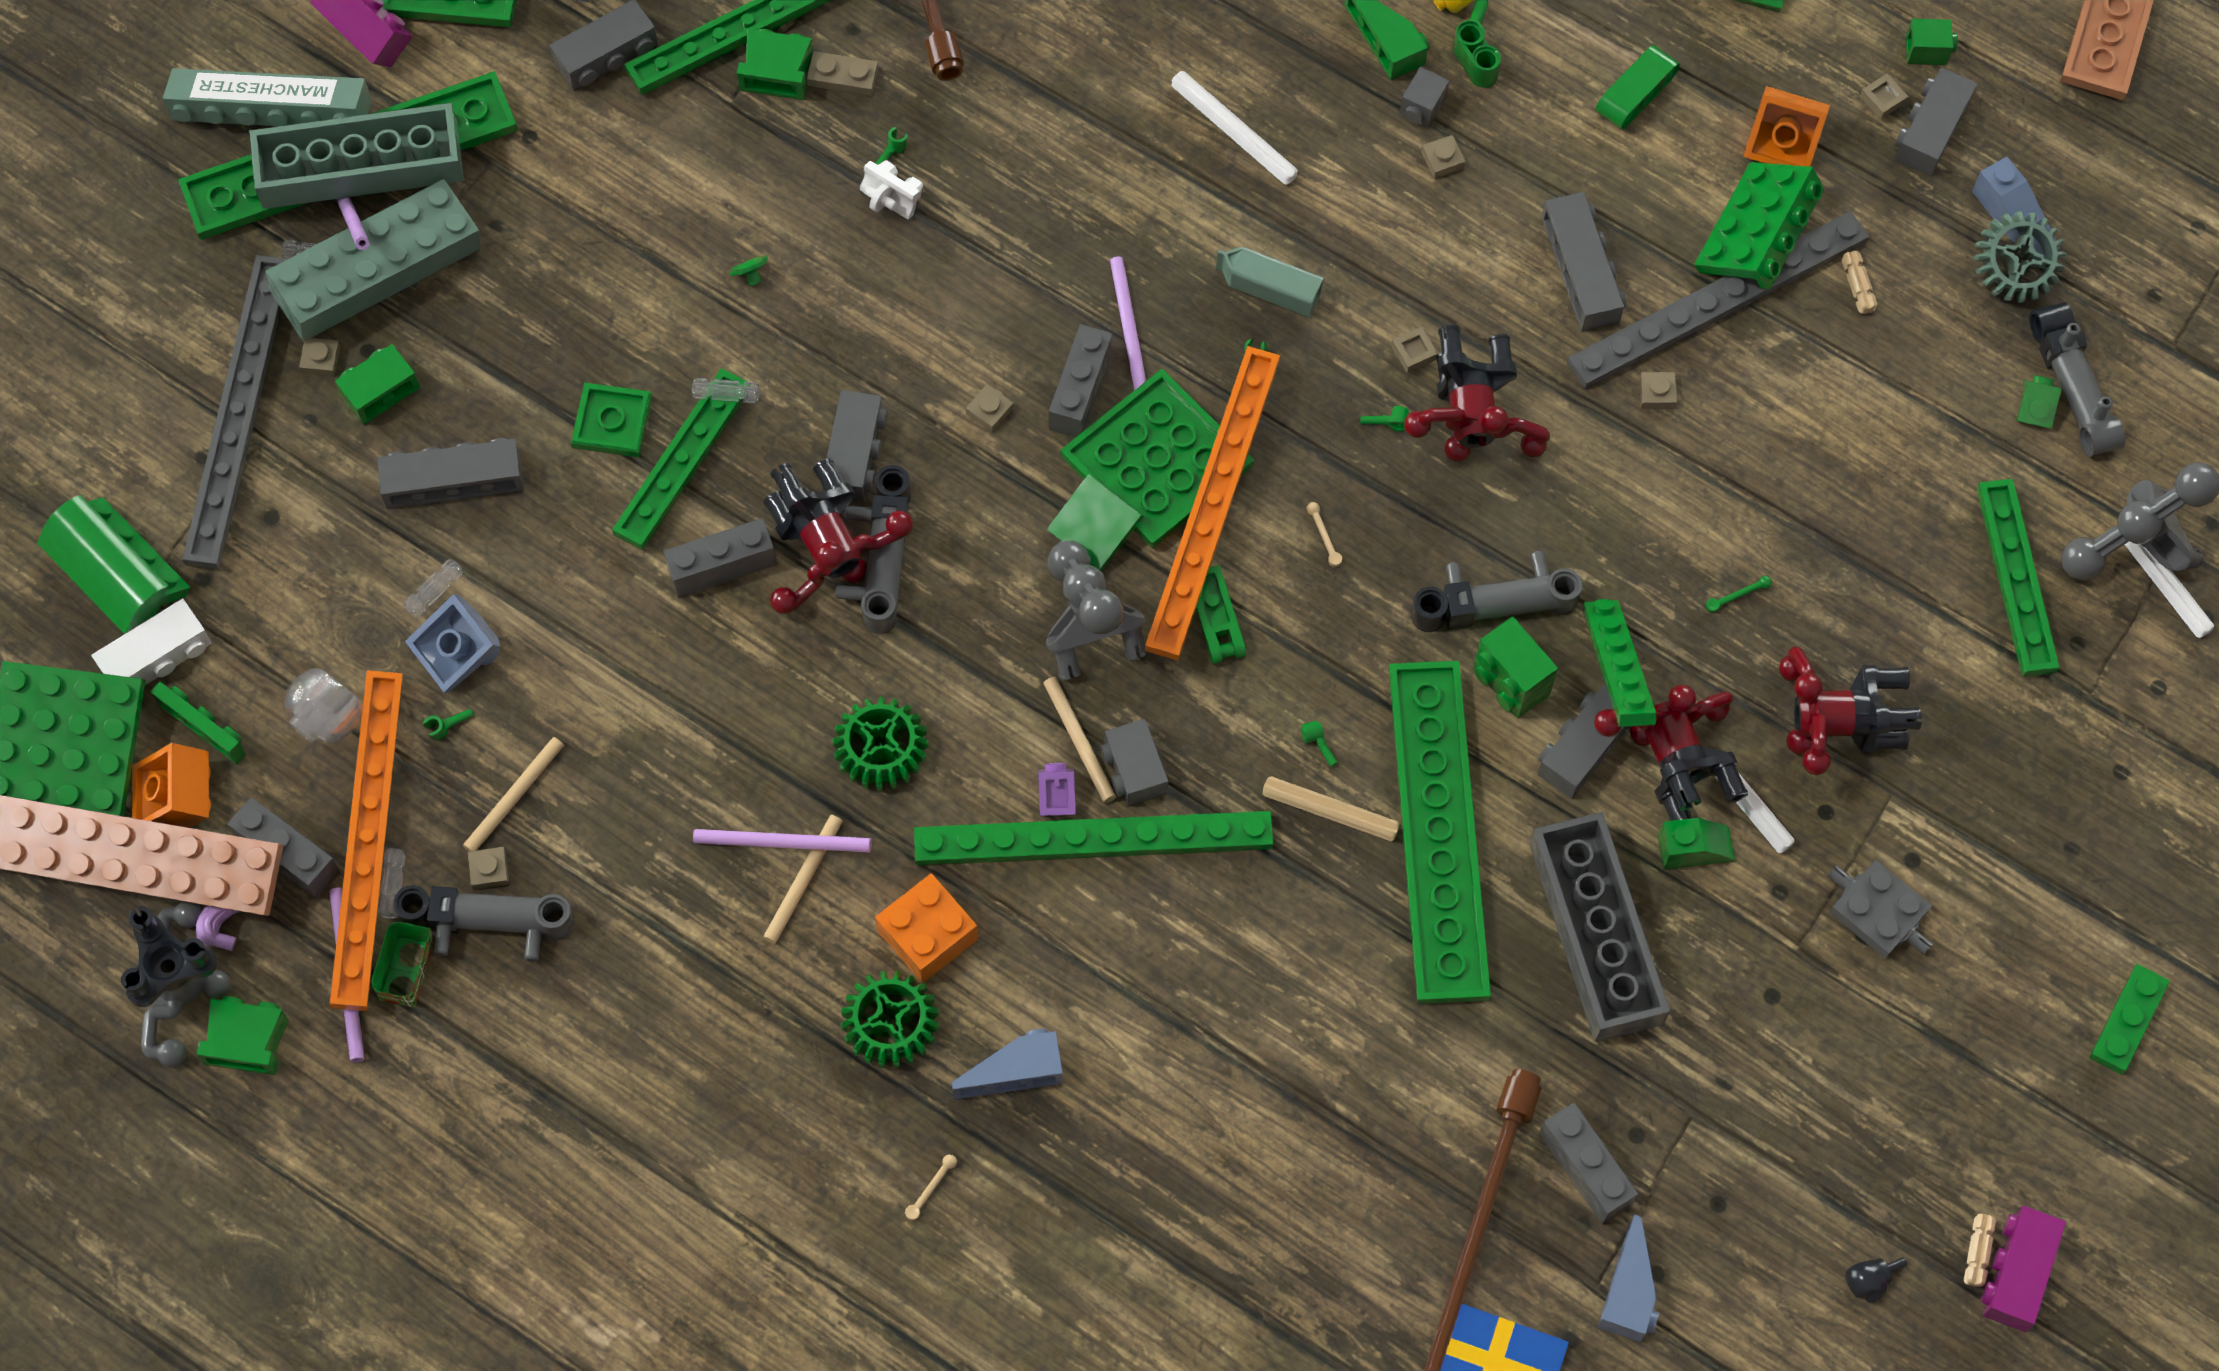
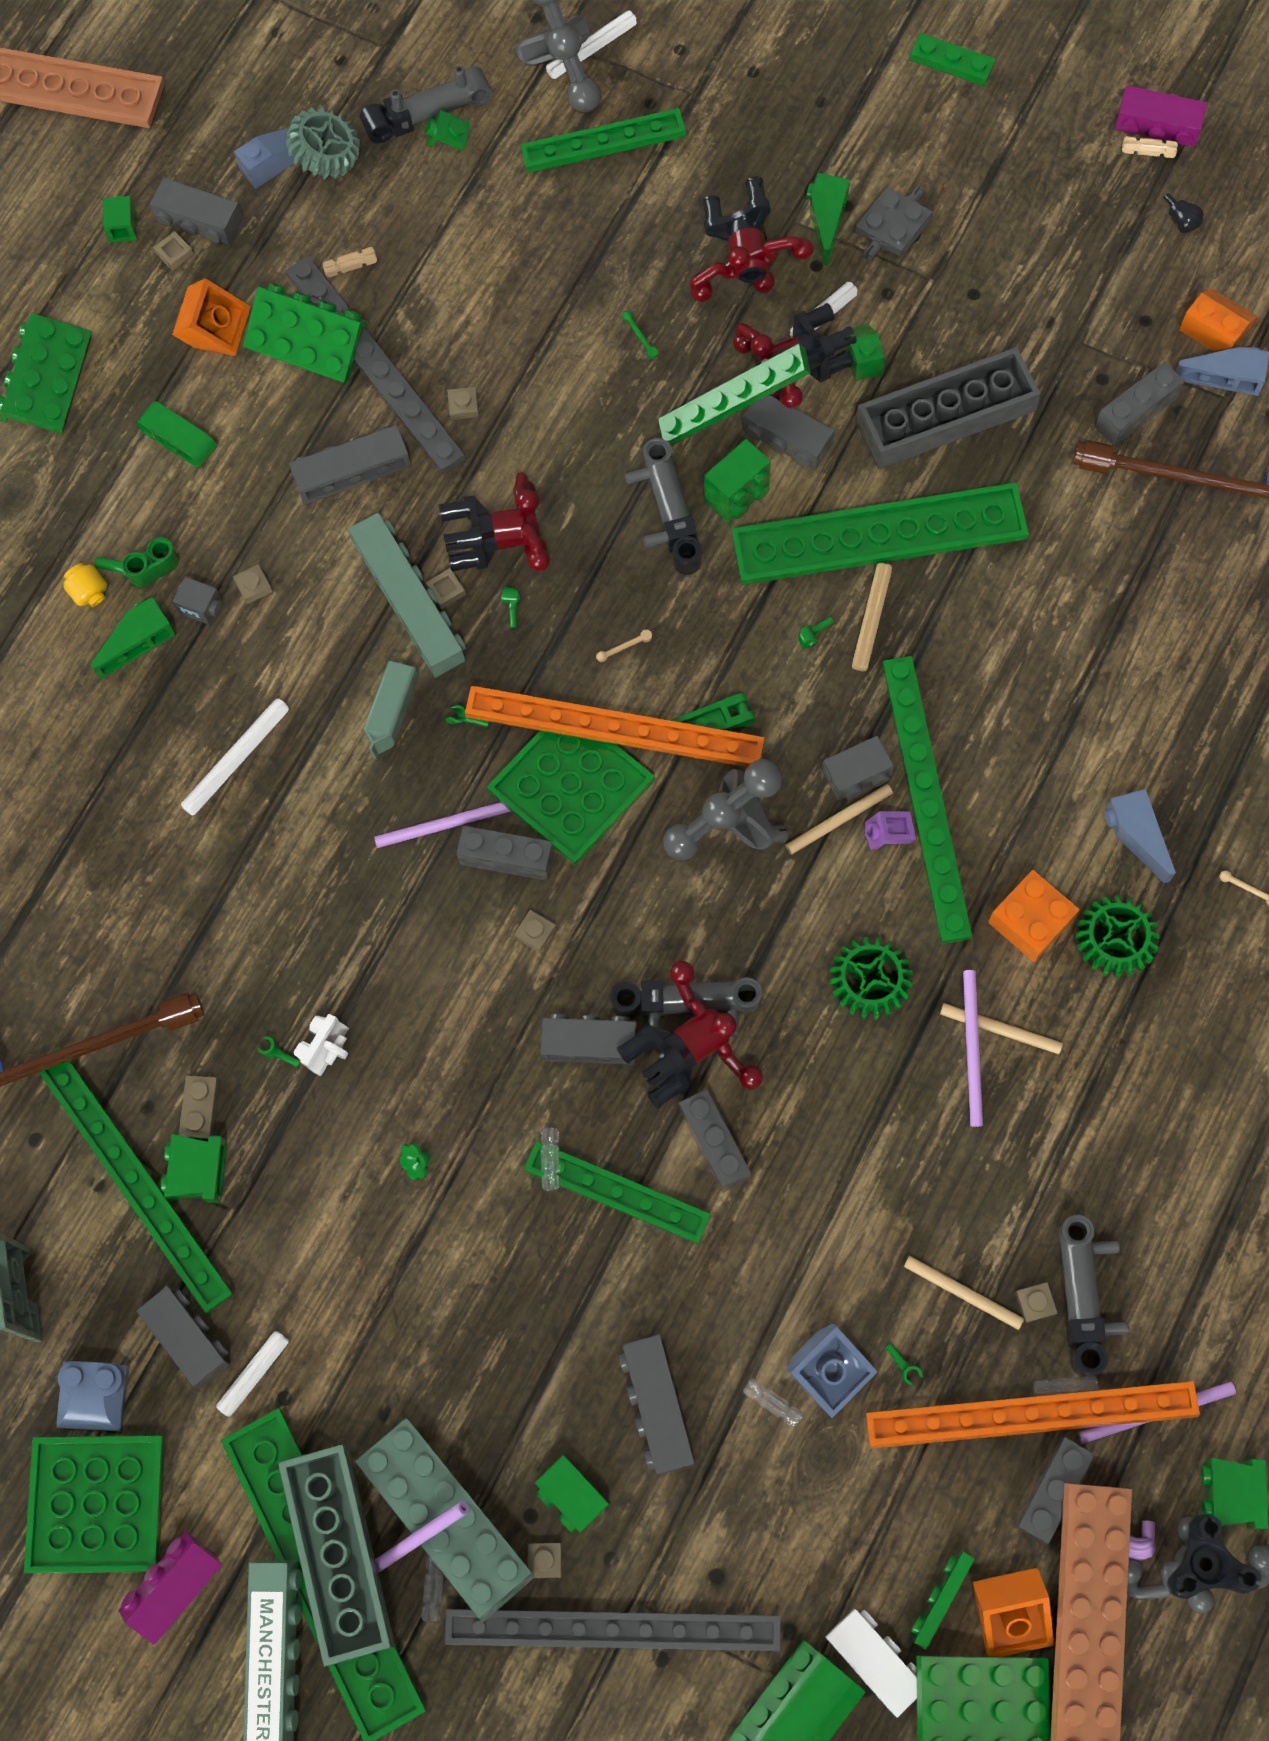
camera: 90 degrees left, 5 degrees up
(321, 707) = (916, 1478): clear wheel -> none
(396, 937) = (1142, 1353): green piece -> none
(557, 106) = (252, 1374): none -> white axle
(611, 419) = (581, 1266): green tile -> none
(1096, 521) = (639, 825): tile -> none
(1408, 306) = (407, 595): none -> sand green brick
(1707, 1290) = (1217, 321): none -> orange slope
(1899, 827) = (827, 206): none -> green slope

